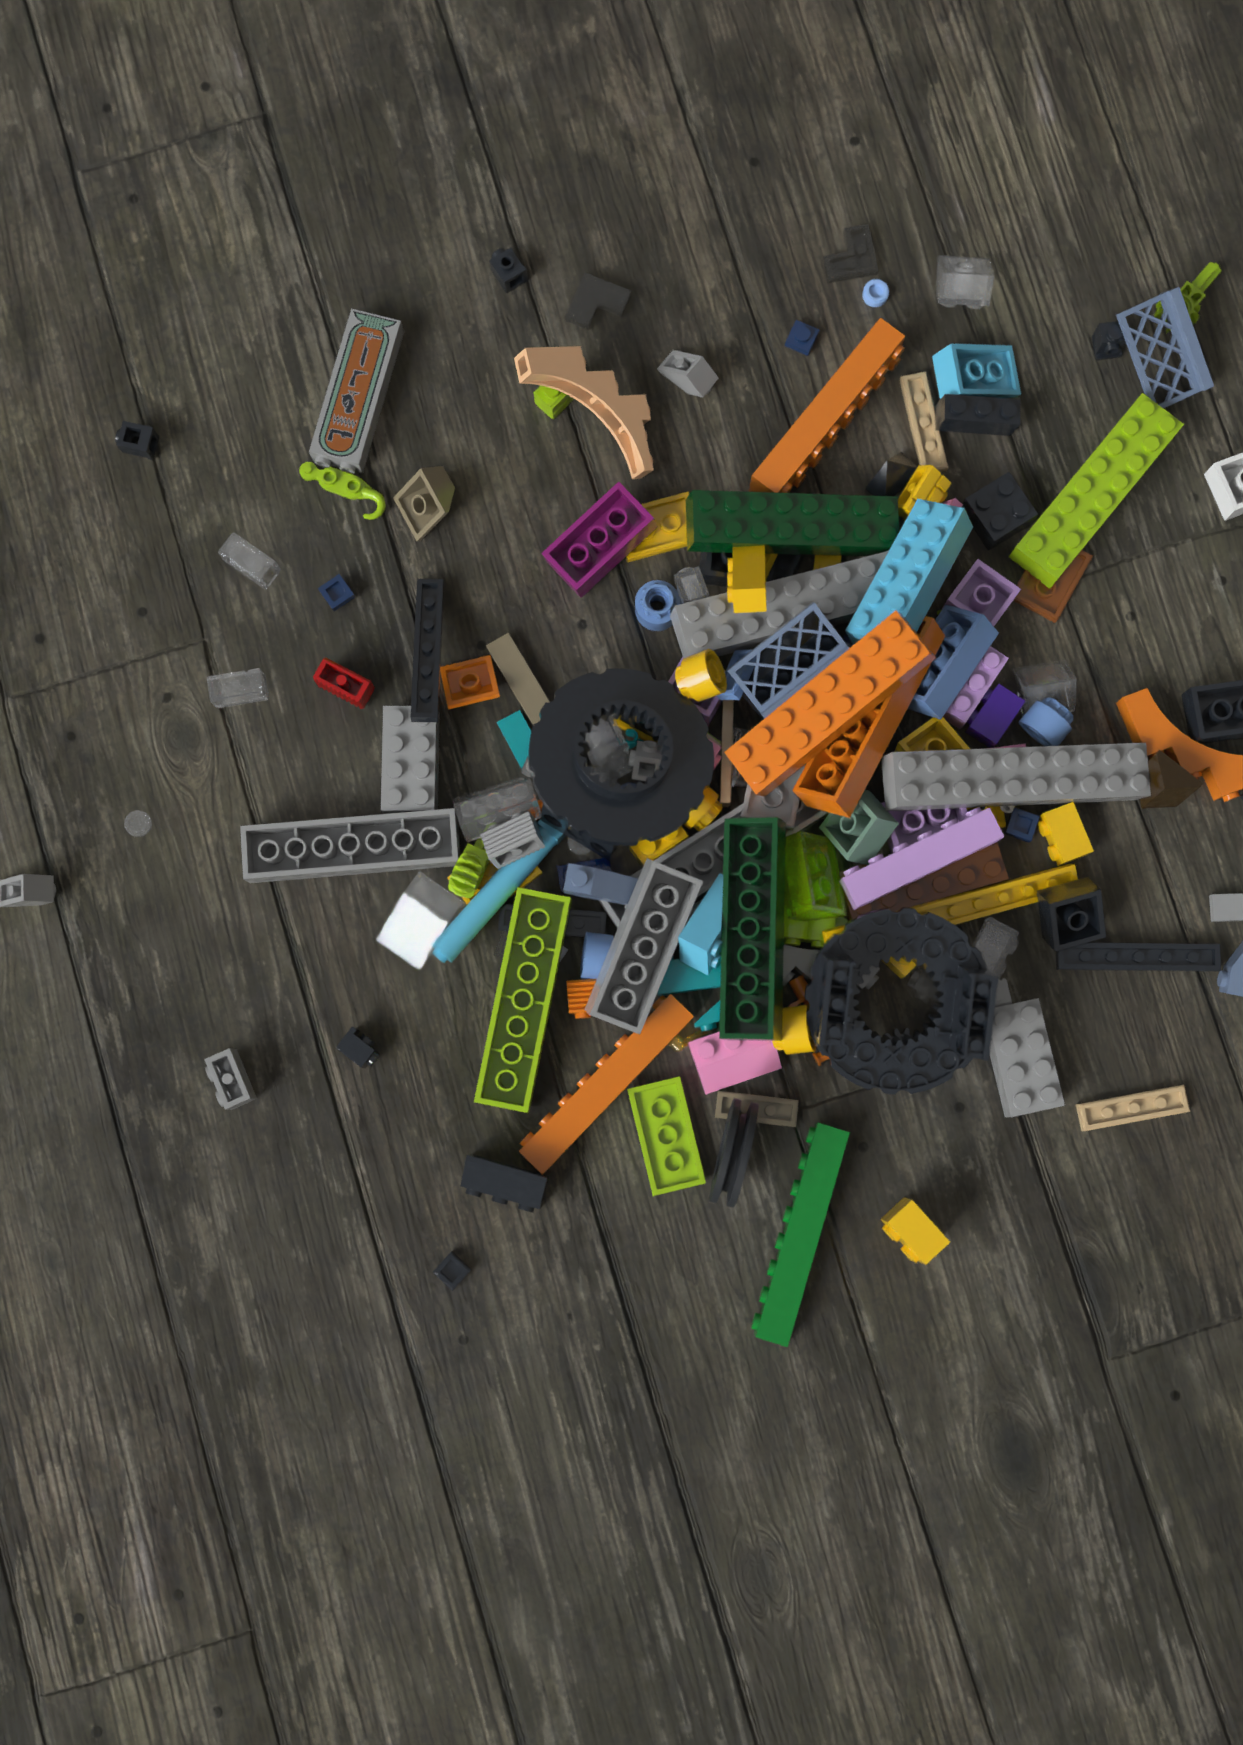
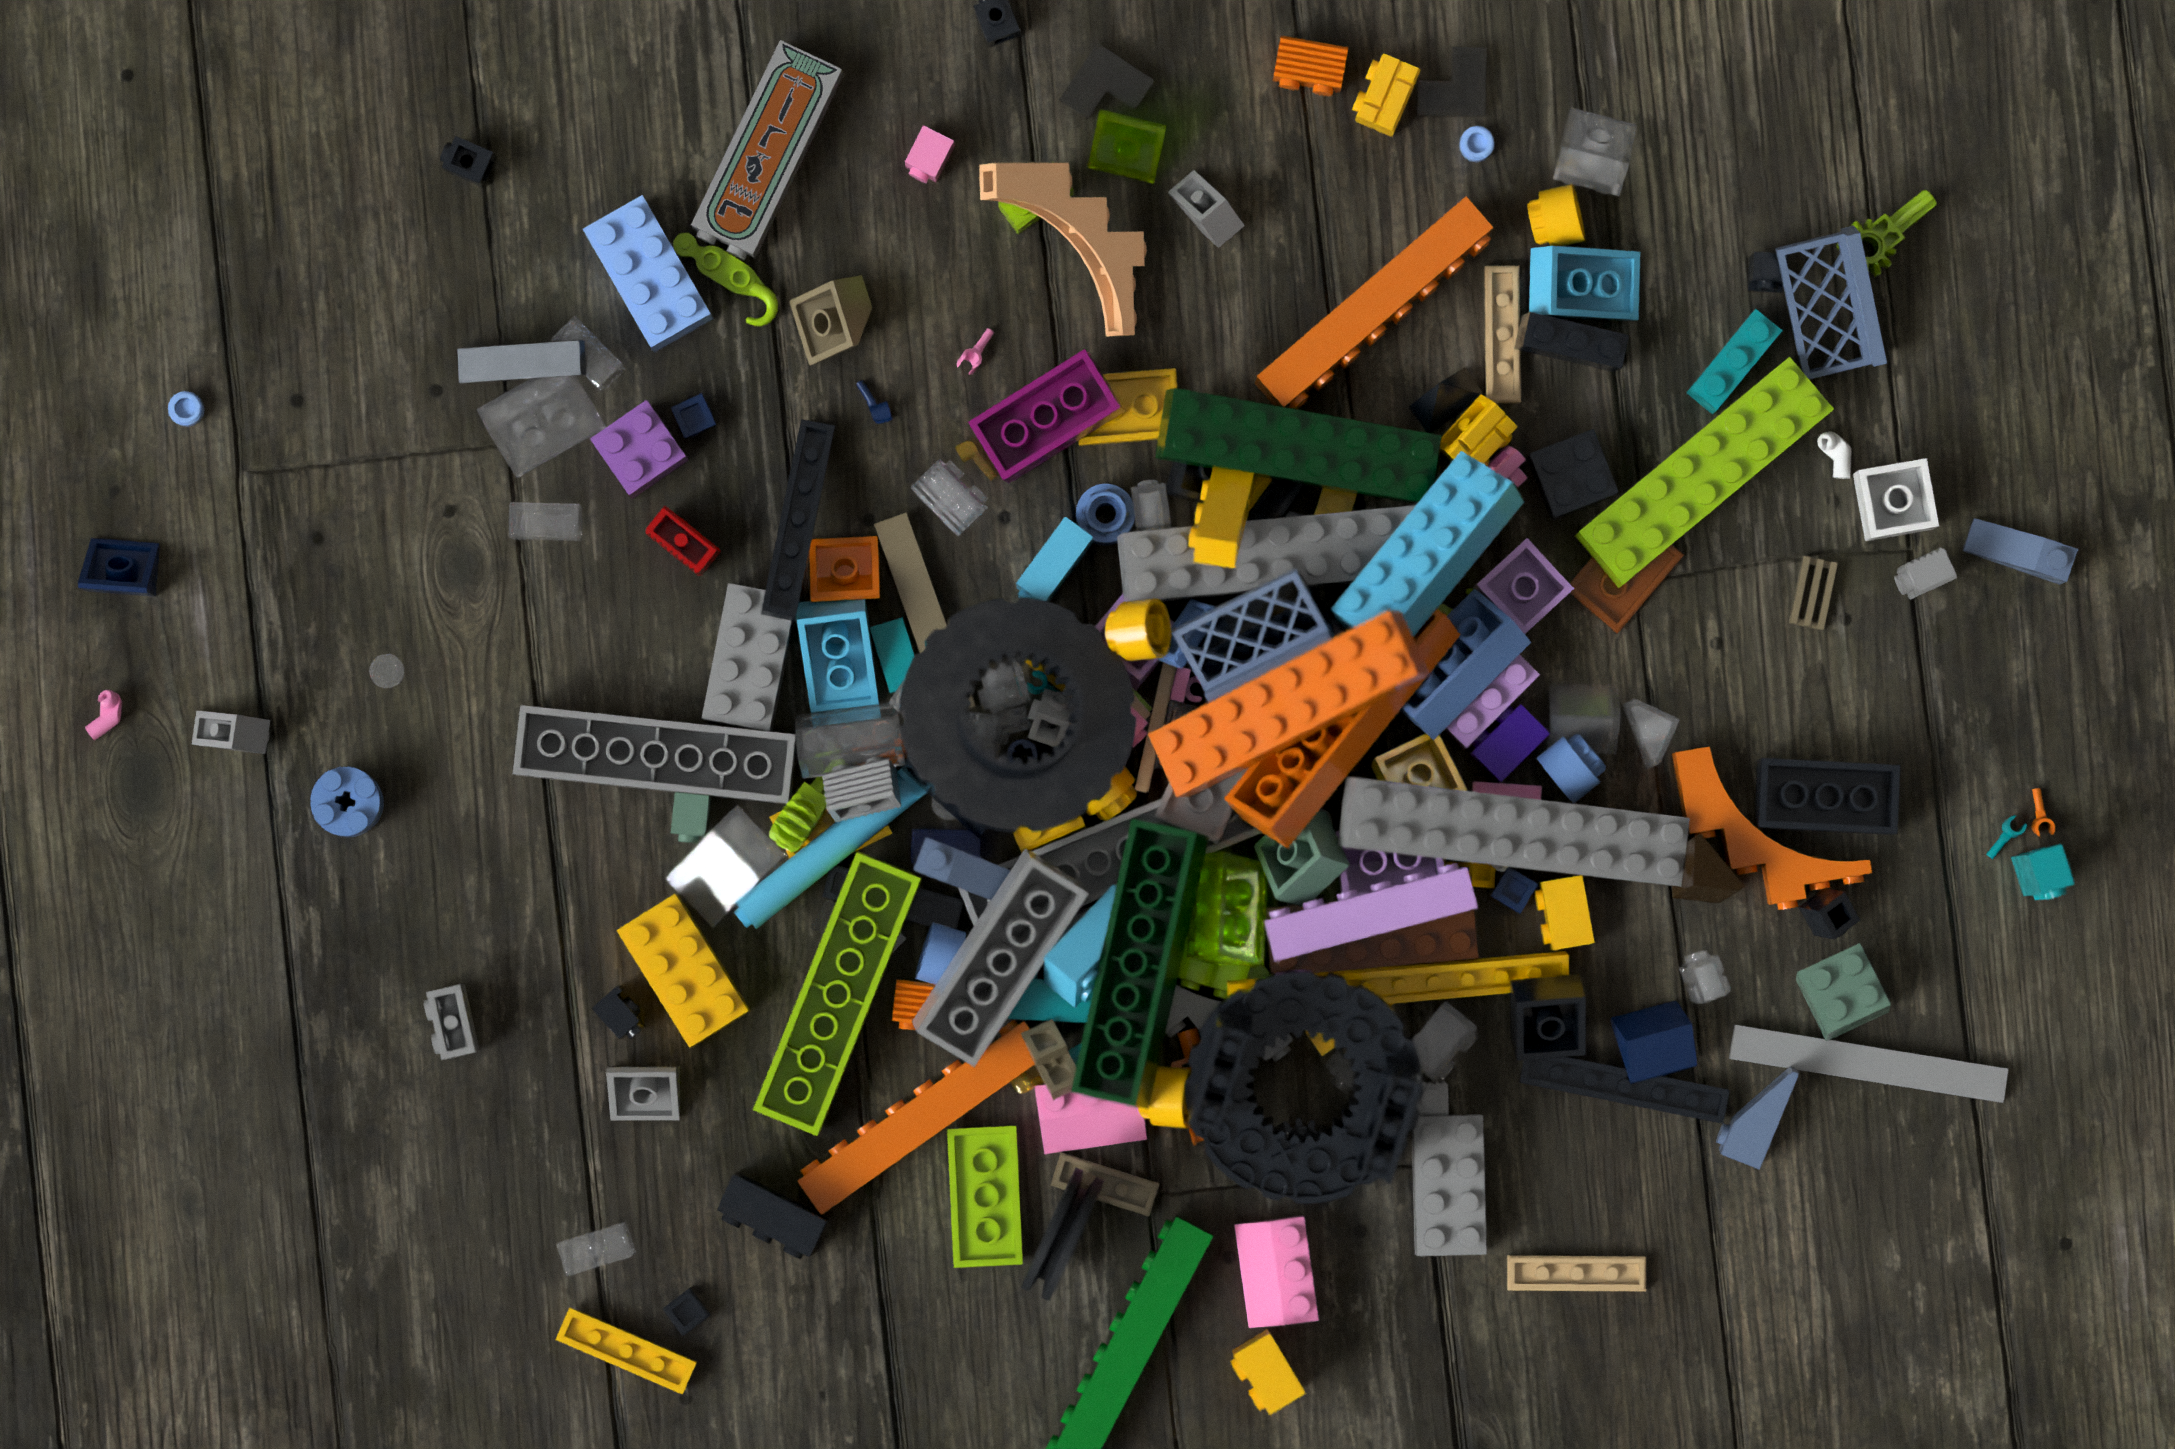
camera: 10 degrees right, 5 degrees up
(111, 915) = (335, 785): none -> medium blue brick
(200, 573) = (521, 361): none -> tile
(223, 615) = (540, 420): none -> clear slope
(284, 494) = (647, 273): none -> light blue brick
(299, 622) = (639, 449): none -> medium lavender brick
(371, 1234) = (596, 1248): none -> clear brick
(386, 887) = (690, 816): none -> sand green brick
(388, 1106) = (644, 1093): none -> light grey slope
(401, 1005) = (683, 970): none -> yellow brick
(410, 1310) = (626, 1350): none -> yellow plate
(474, 564) = (879, 412): none -> dark blue hand
(475, 746) = (837, 654): none -> medium azure slope
(476, 372) = (929, 155): none -> bright pink brick
(537, 509) = (973, 354): none -> bright pink hand
(539, 615) = (949, 497): none -> clear brick
(546, 579) = (967, 451): none -> clear yellow hand
(621, 337) = (1127, 146): none -> clear neon green slope
(627, 640) = (1054, 562): none -> medium azure brick
(697, 1017) = (1051, 1058): none -> dark tan slope
(740, 717) = (1181, 686): none -> bright pink tile
(743, 258) = (1310, 65): none -> orange brick
(801, 337) = (1366, 186): dark blue plate -> none
(804, 268) = (1386, 95): none -> yellow brick
(903, 1151) = (1276, 1272): none -> bright pink slope
(946, 327) = (1556, 217): none -> yellow piece
(1099, 408) = (1734, 361): none -> teal brick
(1100, 684) = (1651, 730): none -> clear slope
(1155, 917) = (1655, 1041): none -> dark blue slope
(1183, 861) = (1704, 977): none -> clear brick
(1190, 460) = (1838, 451): none -> white arm
(1205, 569) = (1819, 565): none -> dark tan tile

